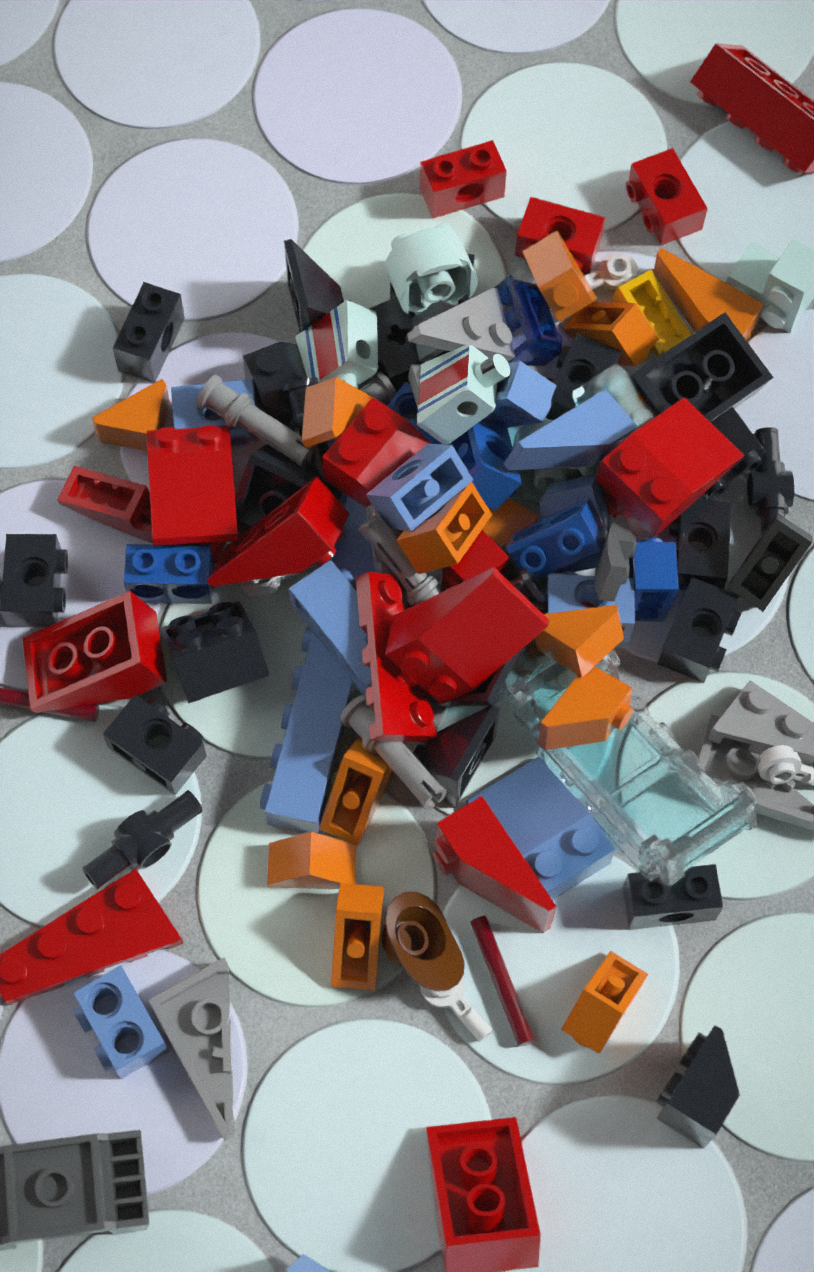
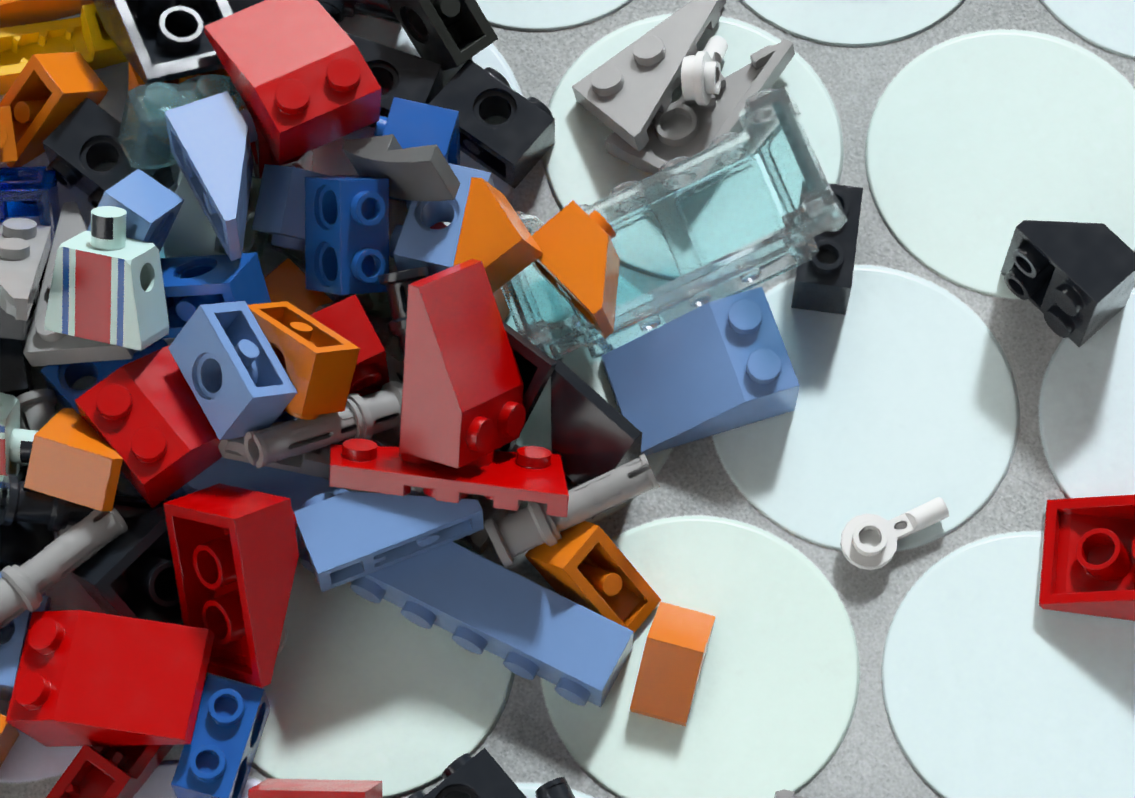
camera: 75 degrees left, 0 degrees up
(214, 651) = (349, 711): black slope -> none
(357, 936) = (784, 622): orange slope -> none
(421, 942) = (815, 547): reddish brown piece -> none
(490, 865) = (734, 436): red slope -> none
(502, 981) = (877, 472): dark red bar -> none
(604, 1002) = (937, 359): orange slope -> none

